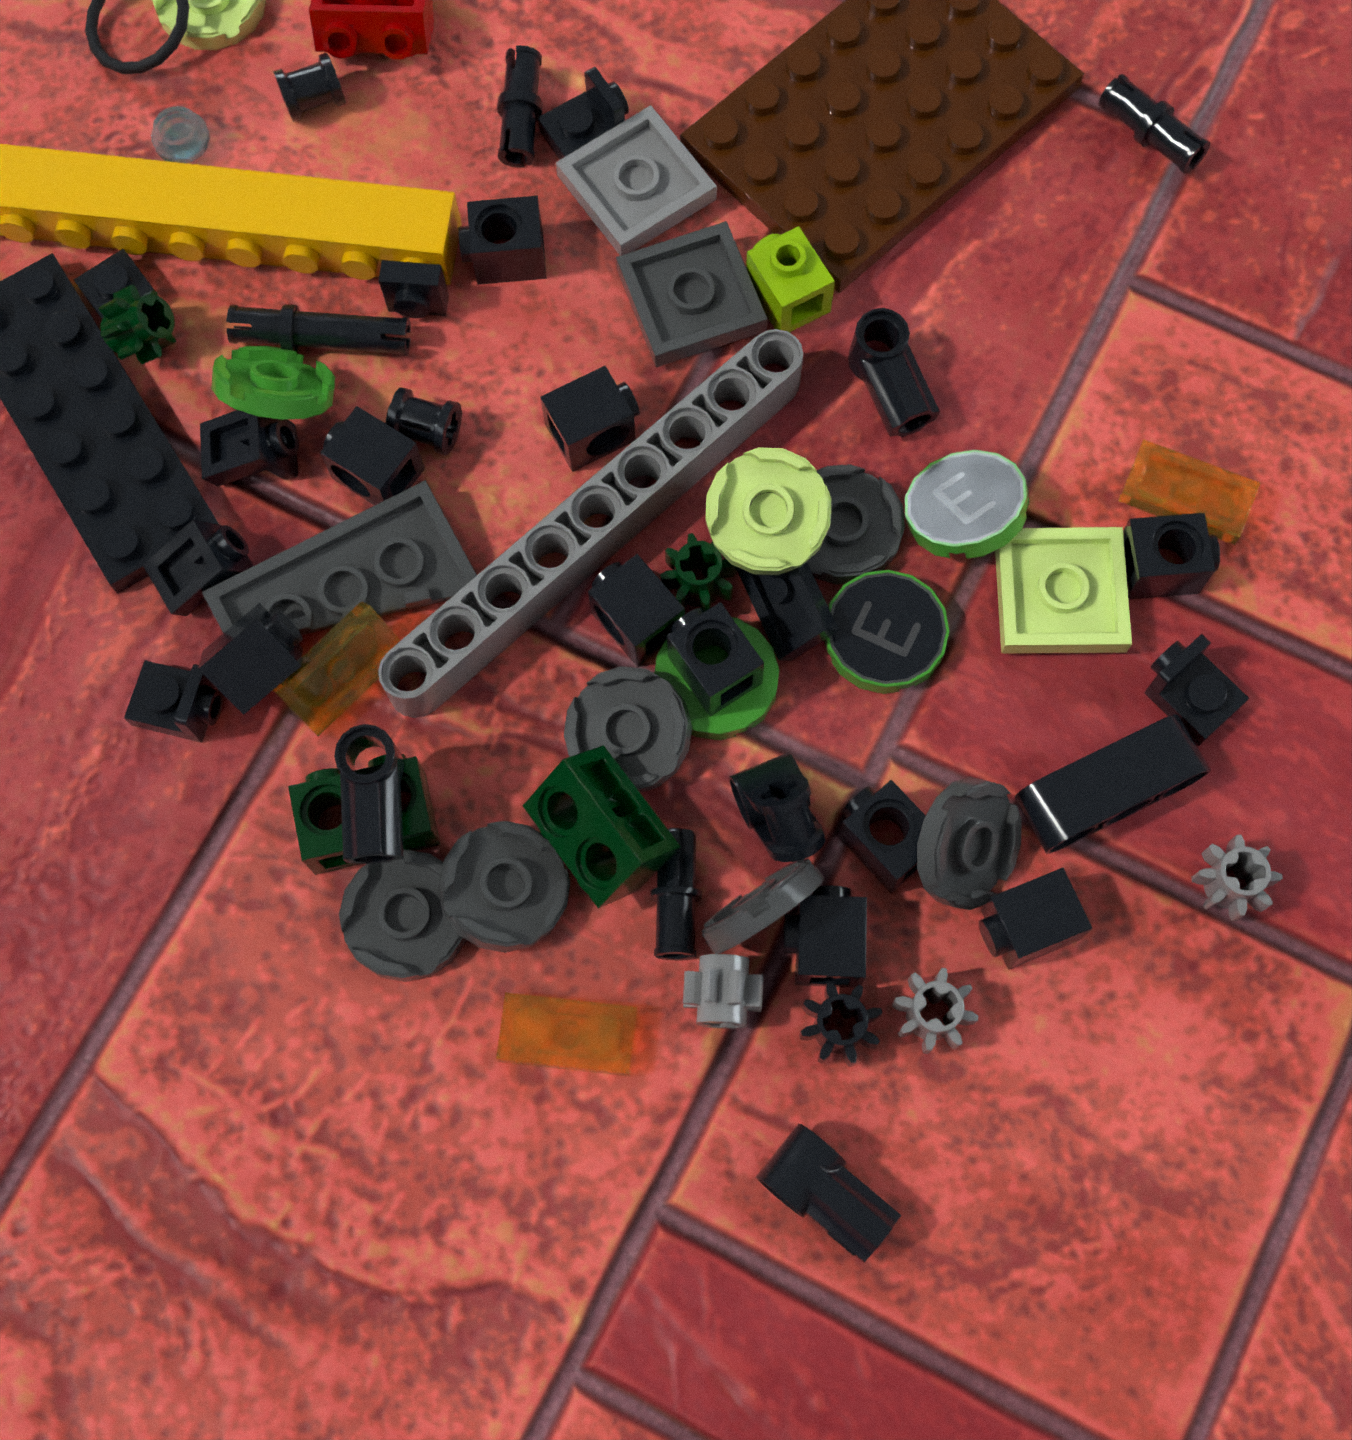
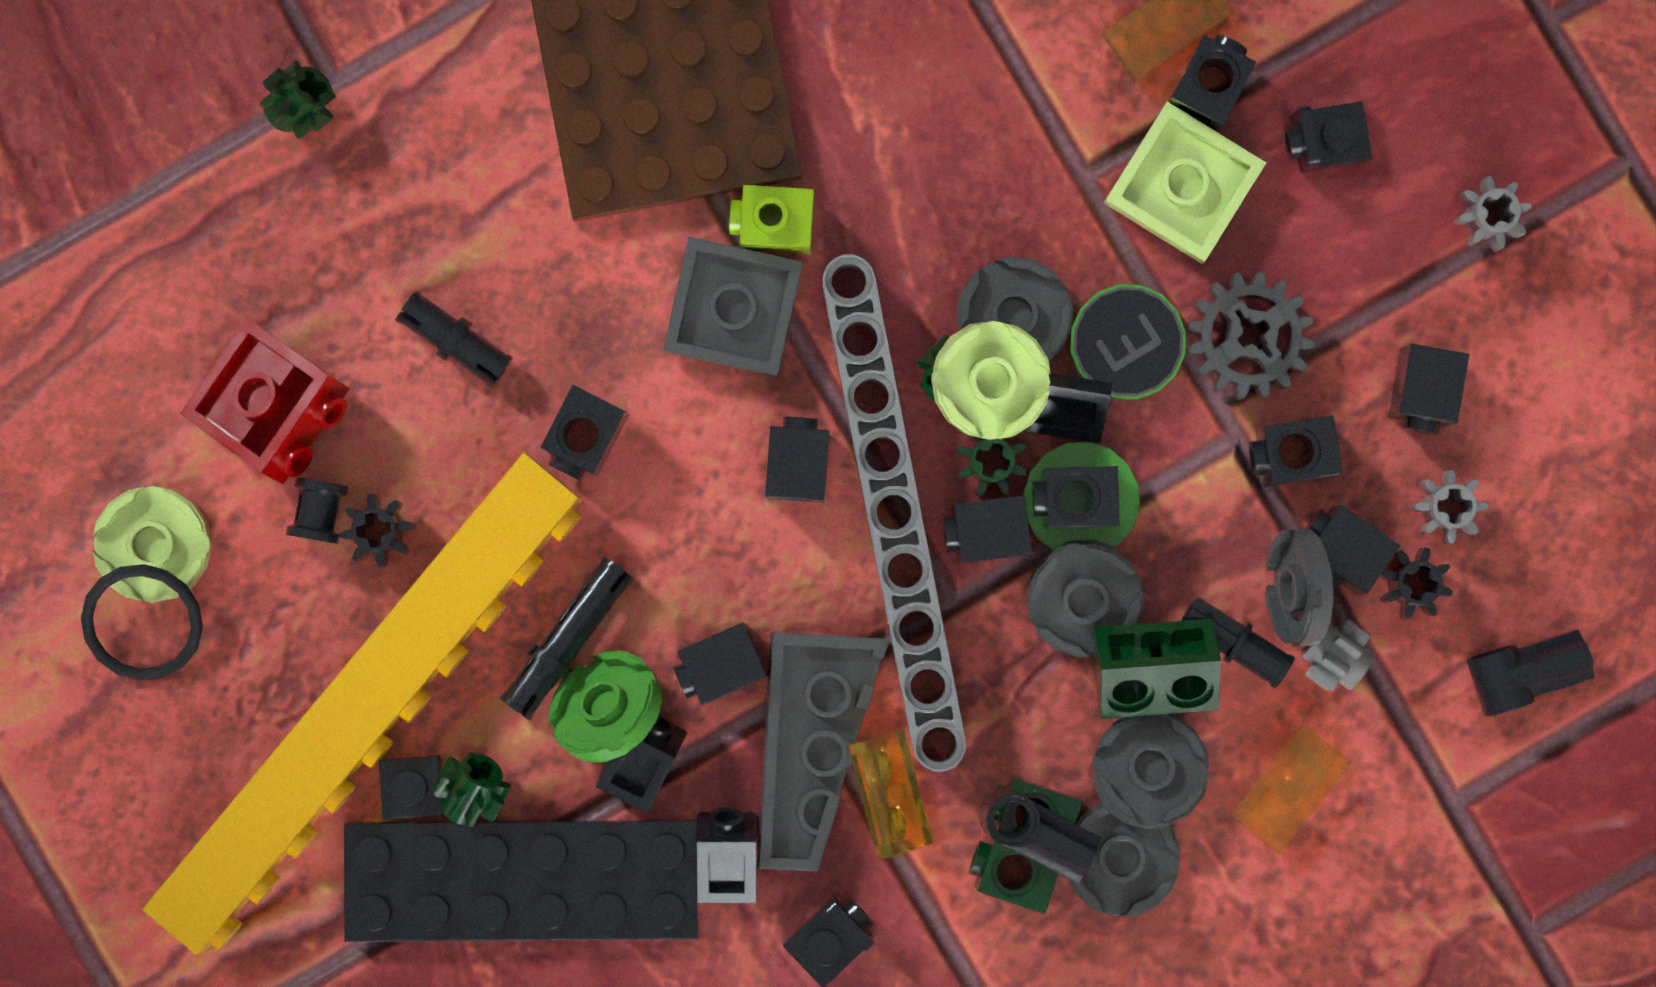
camera: 60 degrees left, 15 degrees up
(179, 135) = (290, 650): clear light blue plate -> none
(253, 657) = (847, 859): black brick -> none
(320, 137) = (365, 519): none -> black gear
(414, 288) = (584, 538): black plate -> none
(425, 420) = (711, 600): black bush -> none
(584, 116) = (505, 291): black bracket -> none
(636, 181) = (594, 285): light grey plate -> none
(776, 806) = (1228, 523): black piece -> none
(892, 375) = (922, 195): black piece -> none
(941, 719) = (1265, 359): none -> dark grey gear
(967, 504) = (1068, 210): tile -> none
(968, 842) = (1345, 400): dark grey tile -> none
(1112, 783) = (1363, 255): black beam -> none

